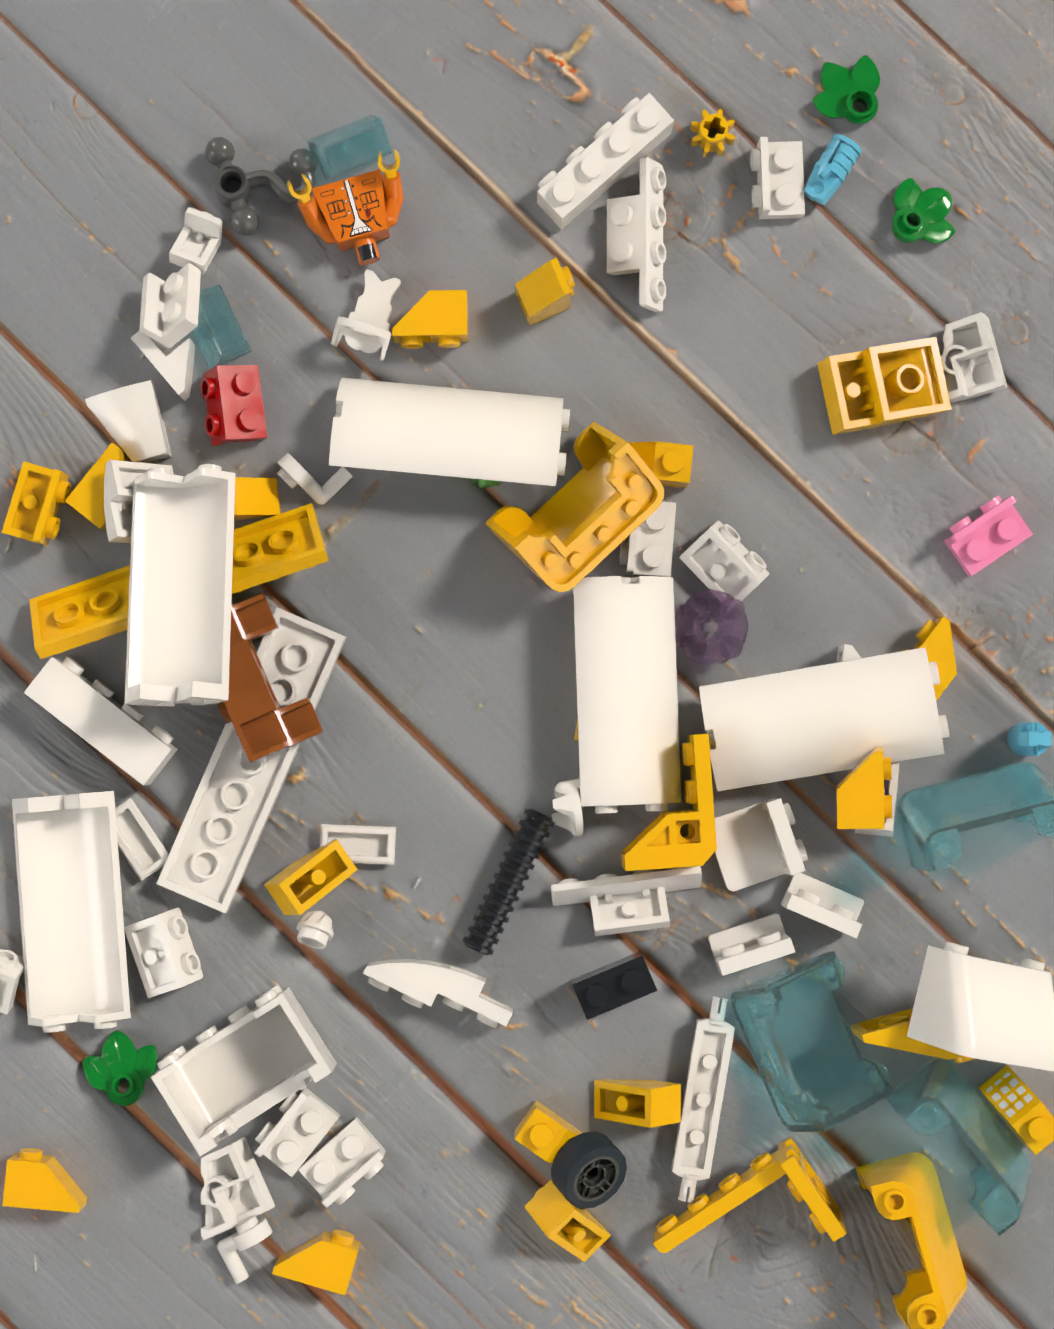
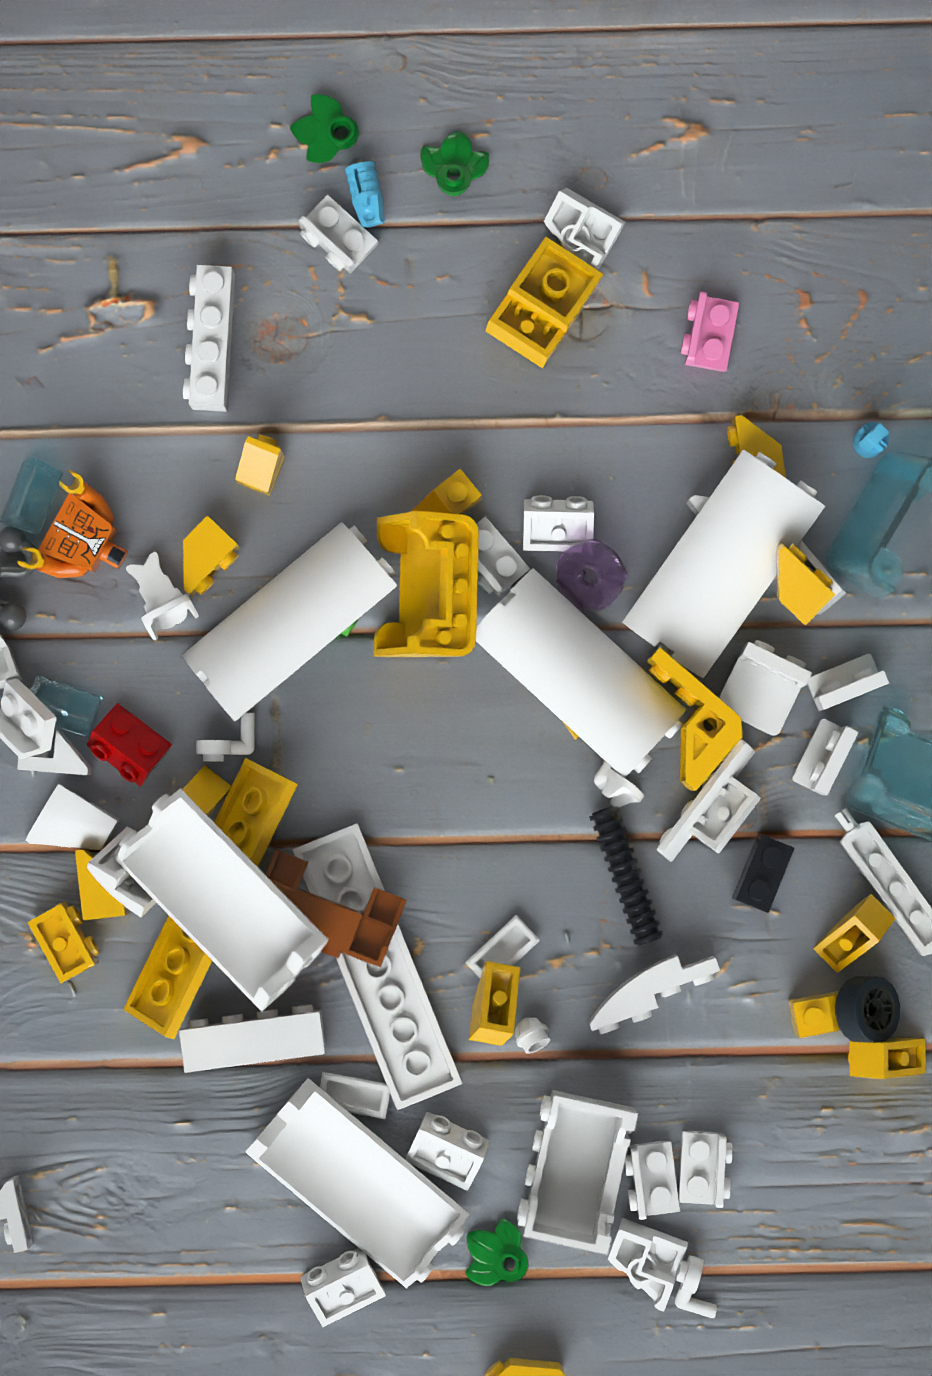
camera: 45 degrees left, 0 degrees up
(321, 1261) = (755, 1245): yellow slope -> none
(637, 235) = (281, 365): white bracket -> none
(712, 121) = (269, 241): yellow gear -> none

